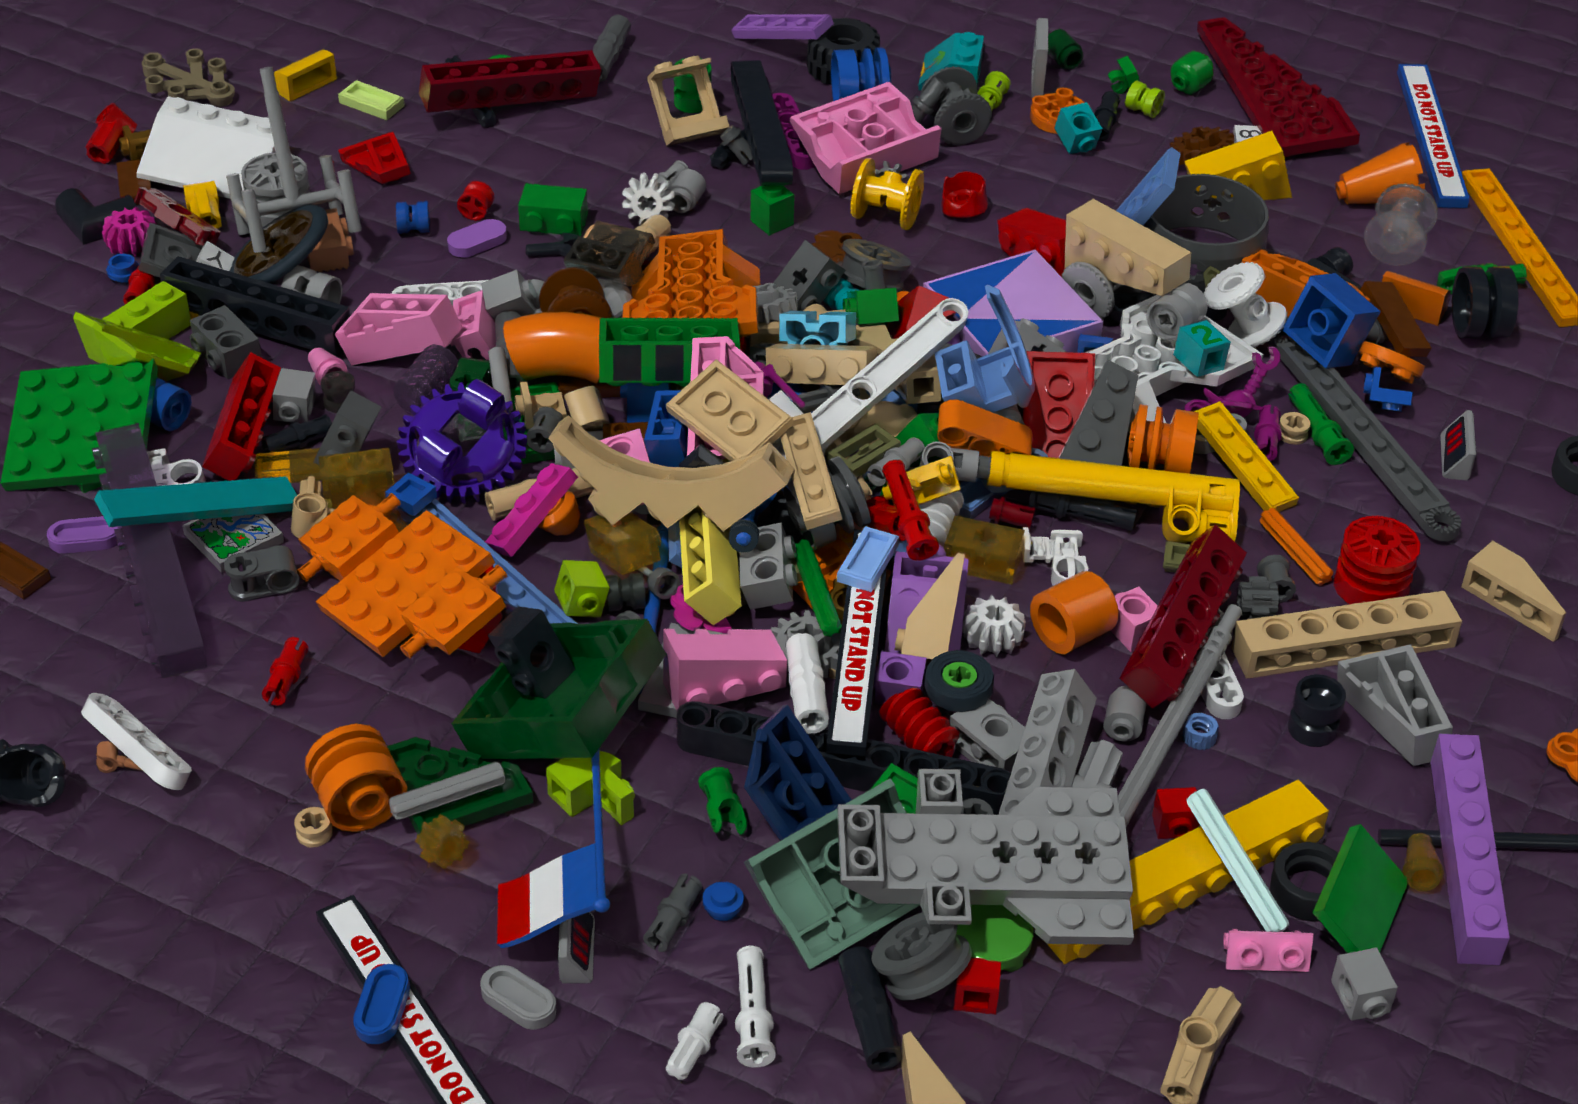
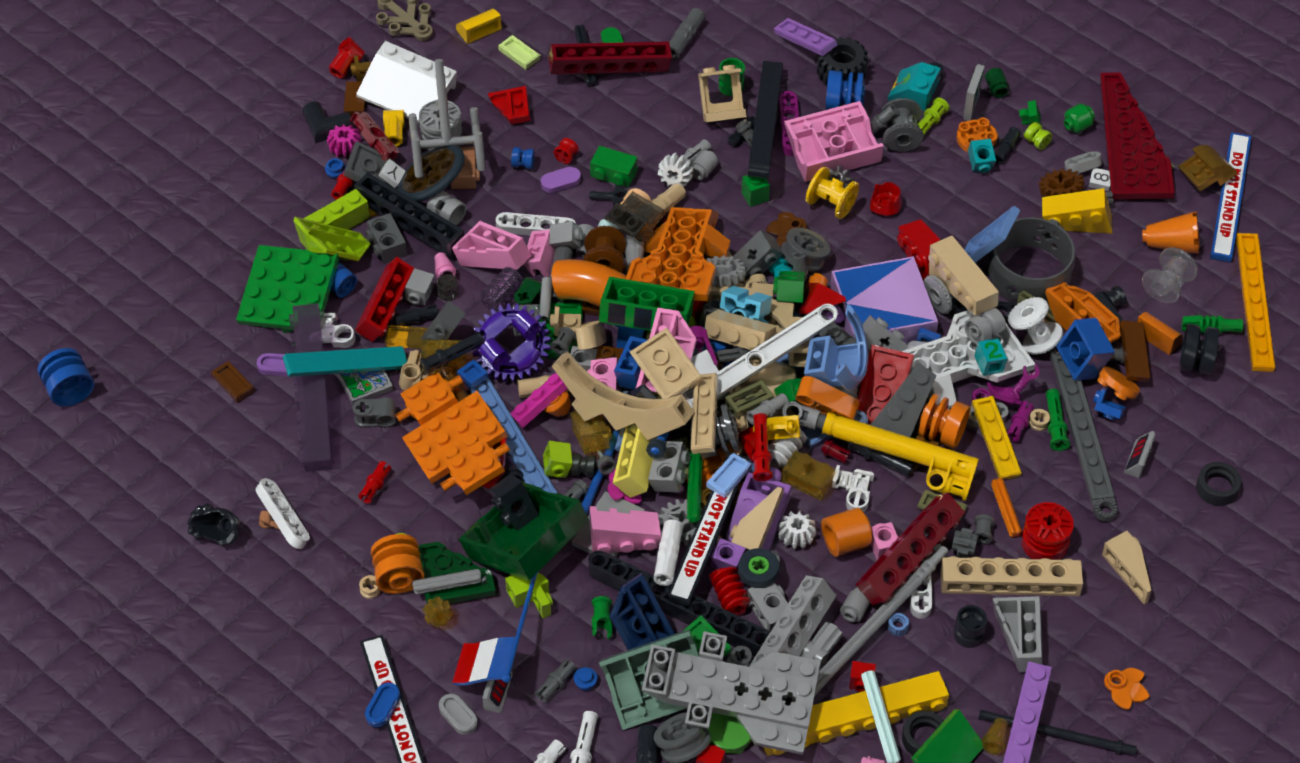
camera: 15 degrees right, 10 degrees up
(359, 472) = (443, 357): none -> black pin
(1223, 118) = (1083, 162): none -> light grey beam
(1389, 102) = (1206, 168): none -> pearl gold brick

